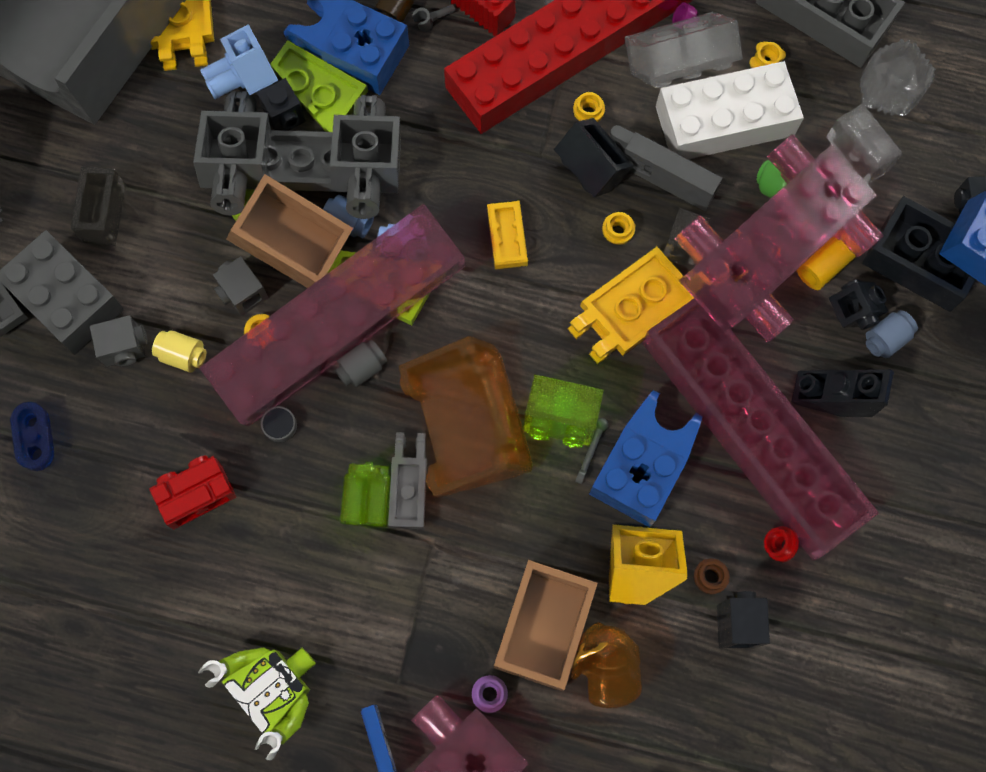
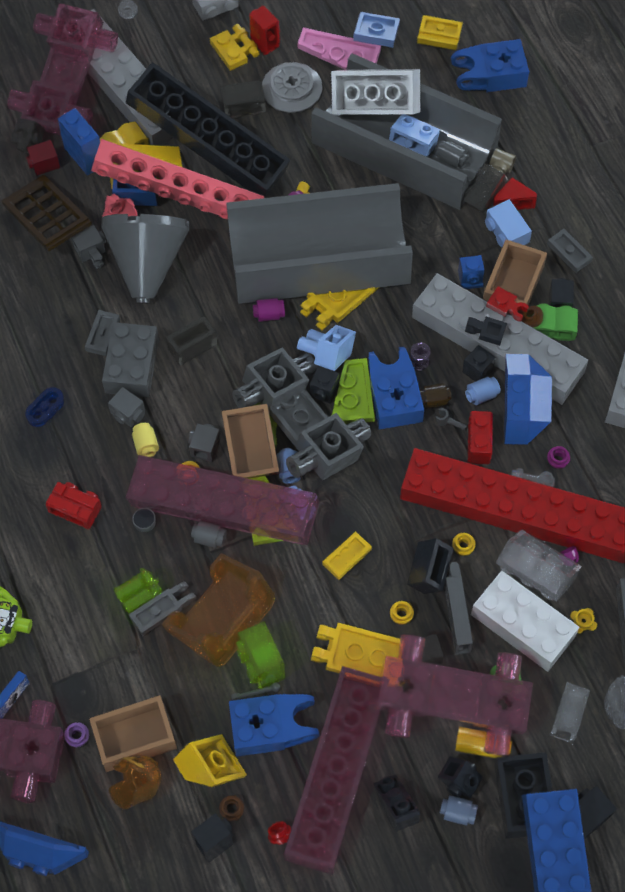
camera: 55 degrees right, 10 degrees down
(133, 97) = (268, 309): none -> magenta brick

